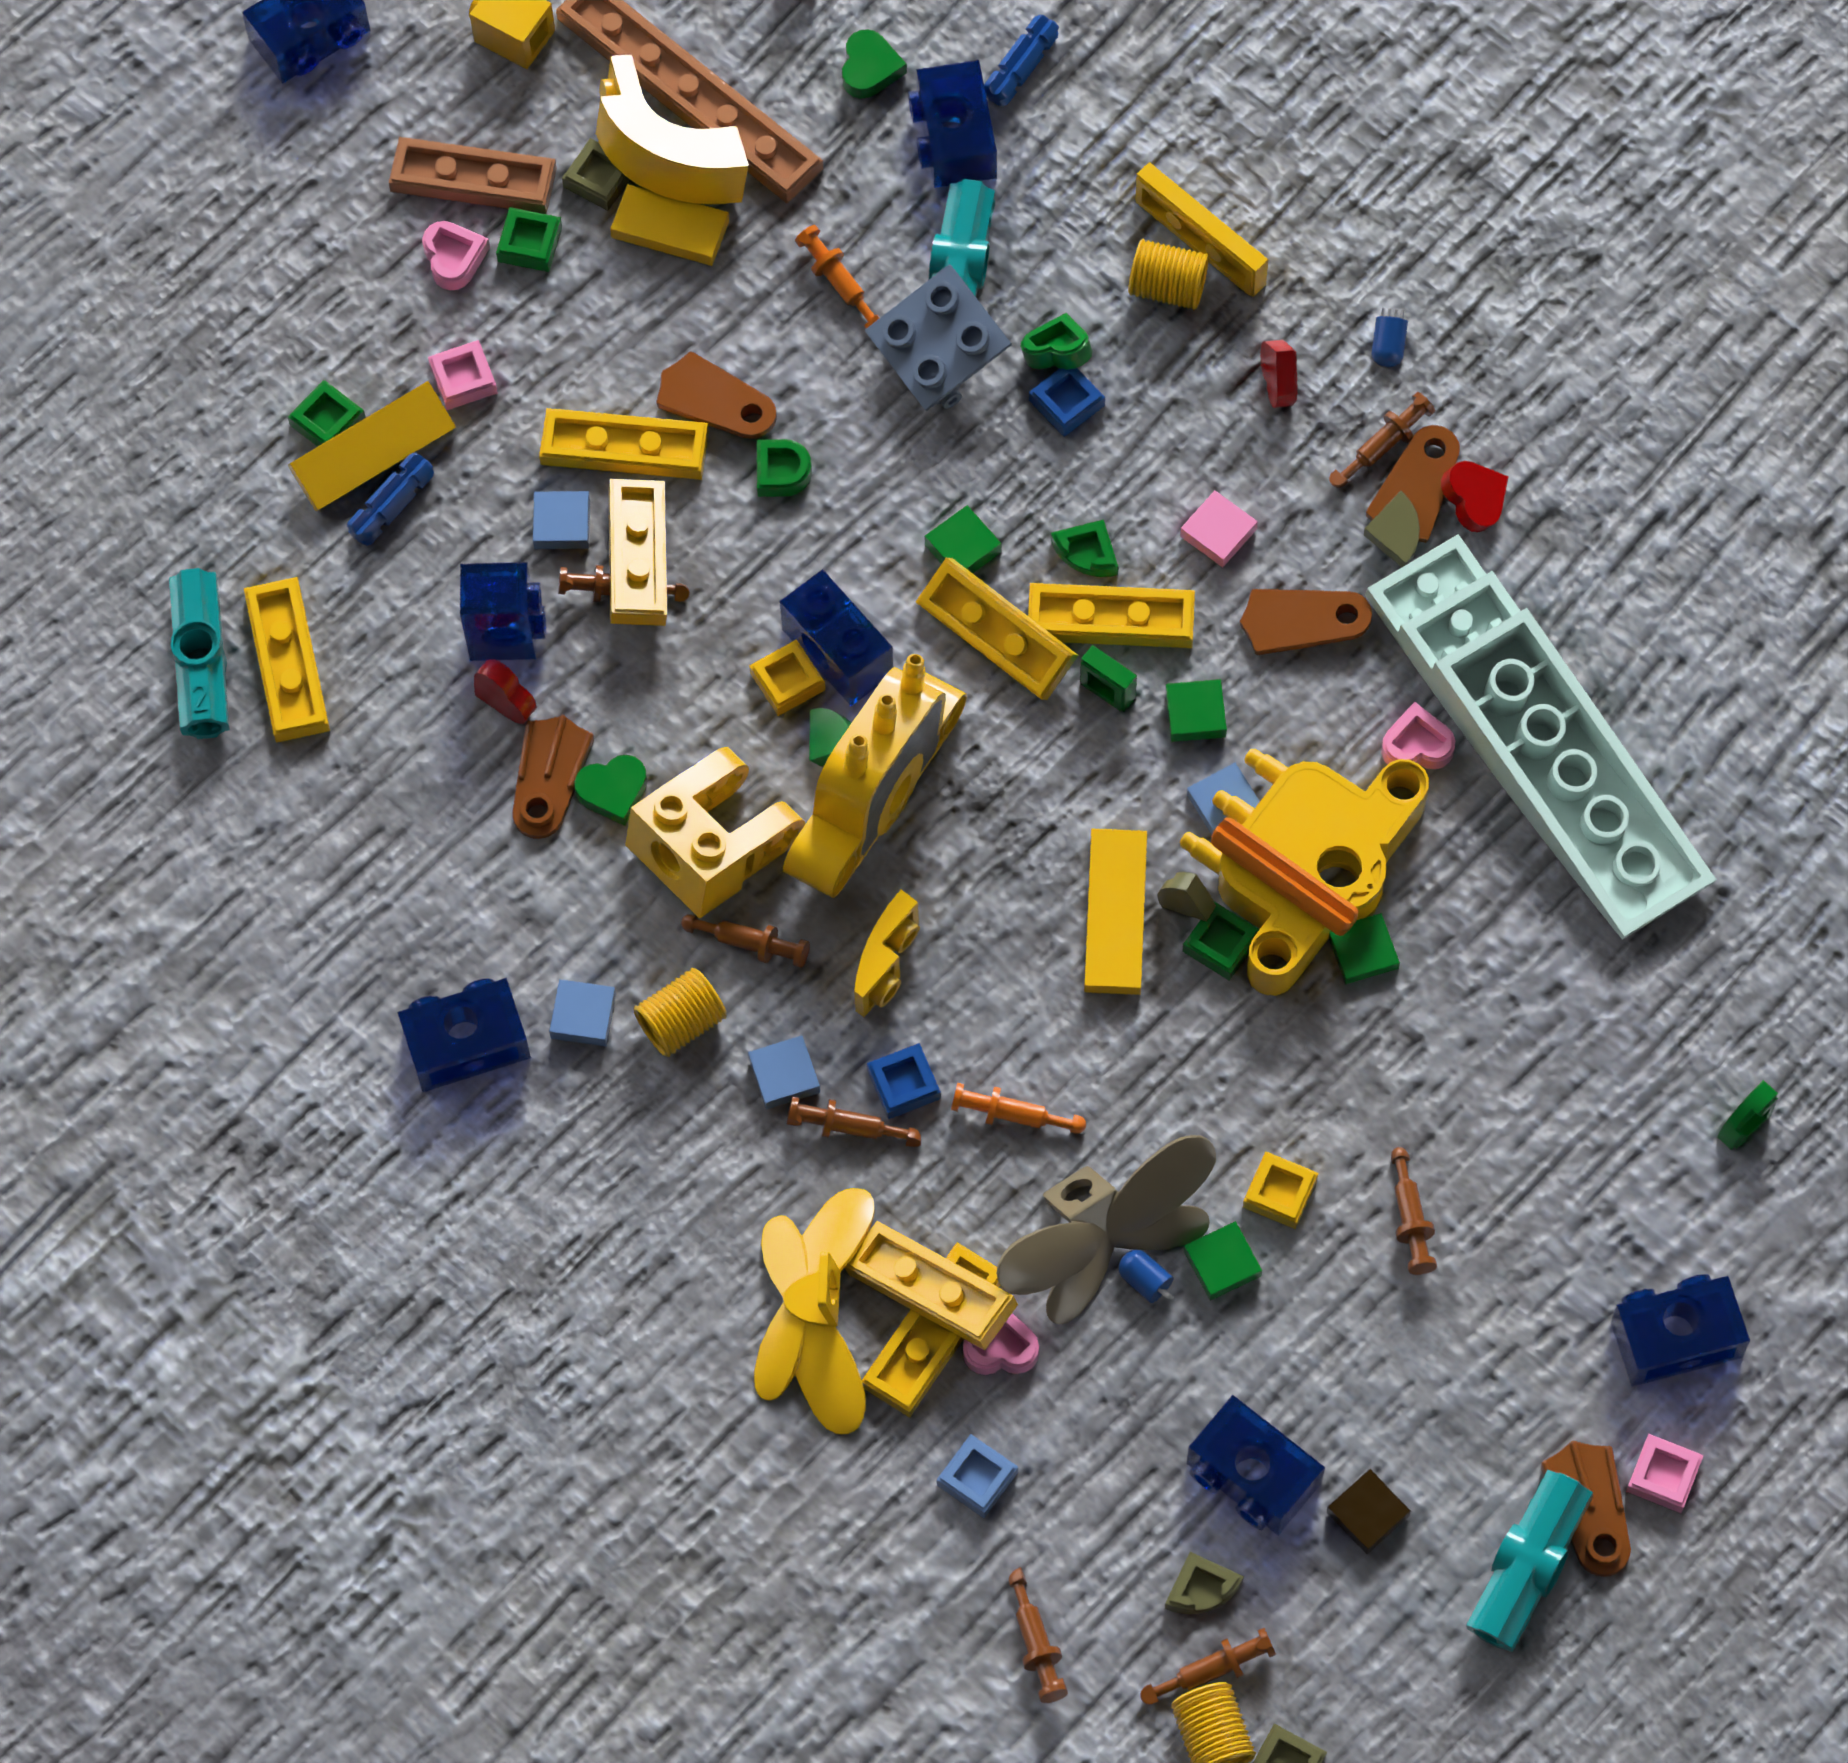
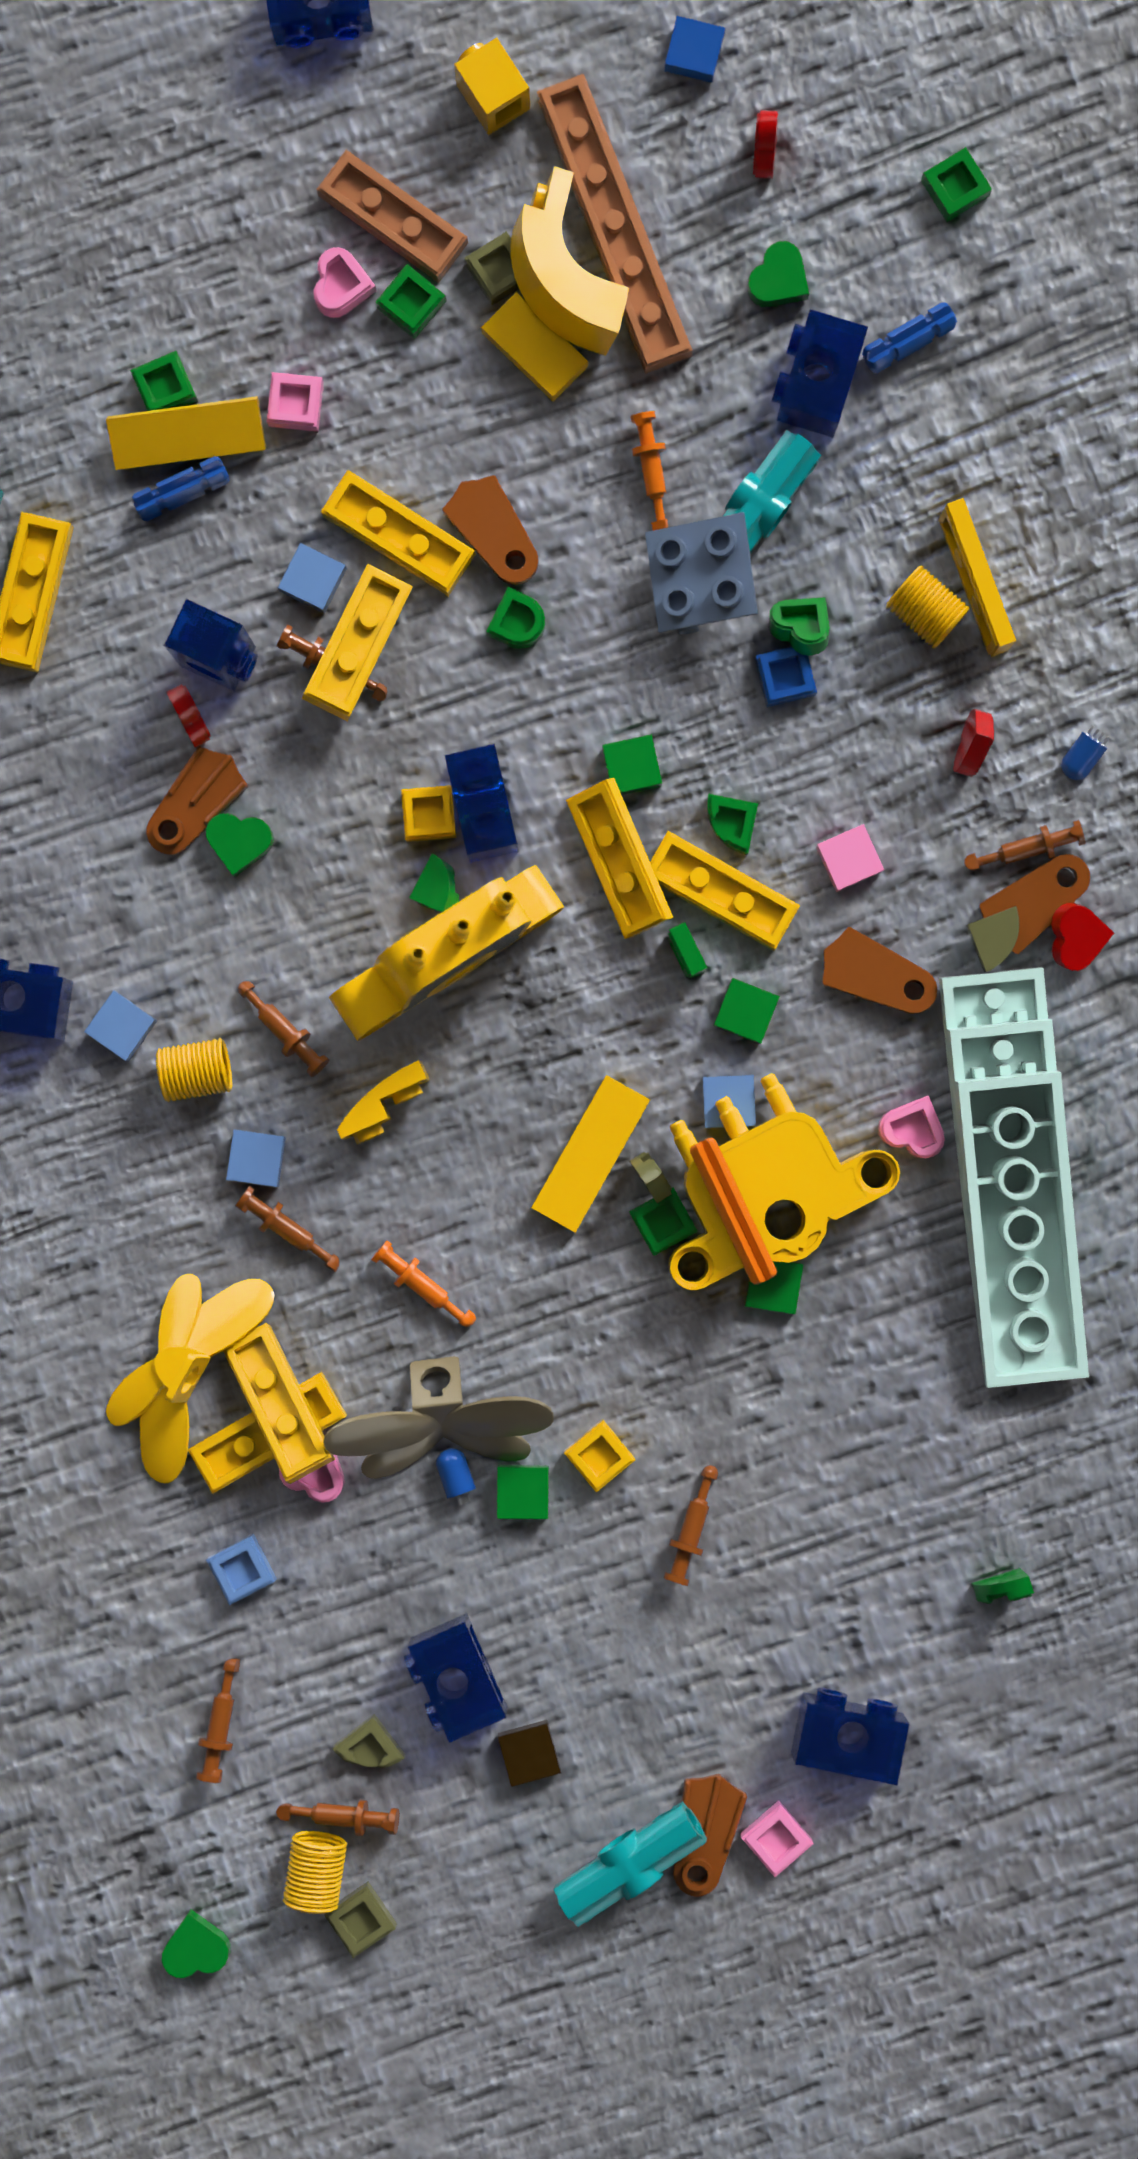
camera: 30 degrees right, 20 degrees up
(691, 848) = (267, 929): yellow brick -> none
(903, 1081) = (348, 1212): blue tile -> none

